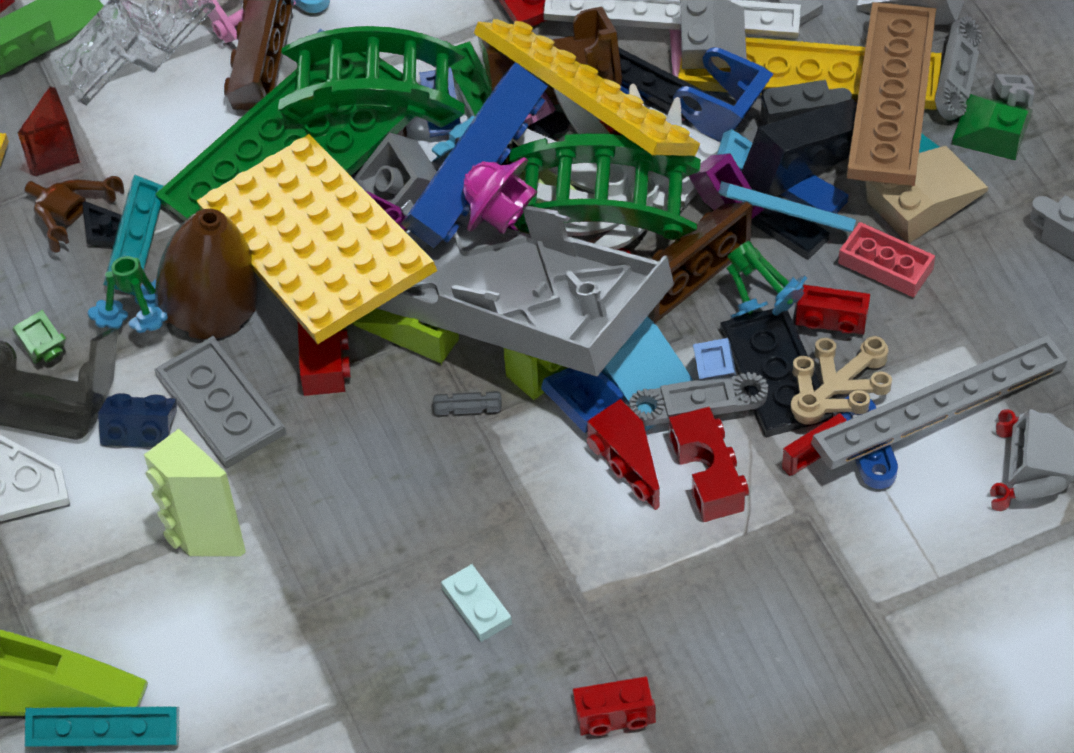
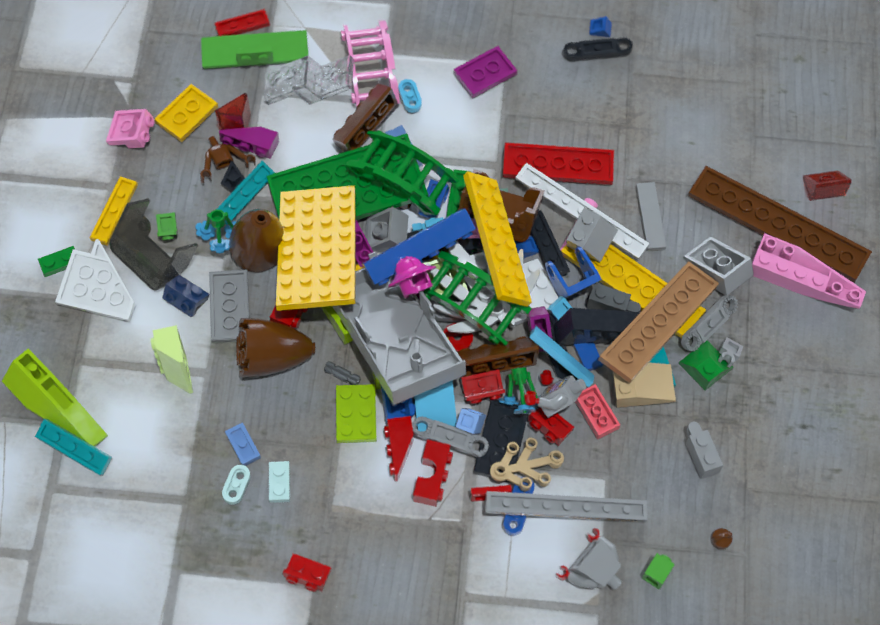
camera: 25 degrees right, 10 degrees up
(96, 157) = (252, 139): none -> magenta slope
(327, 418) = (270, 347): none -> reddish brown cylinder
(381, 579) = (242, 444): none -> medium blue plate
(411, 643) = (236, 485): none -> light aqua plate
(528, 447) = (355, 413): none -> lime plate
(693, 309) = (482, 385): none -> red bracket
(818, 258) = (557, 395): none -> light grey torso

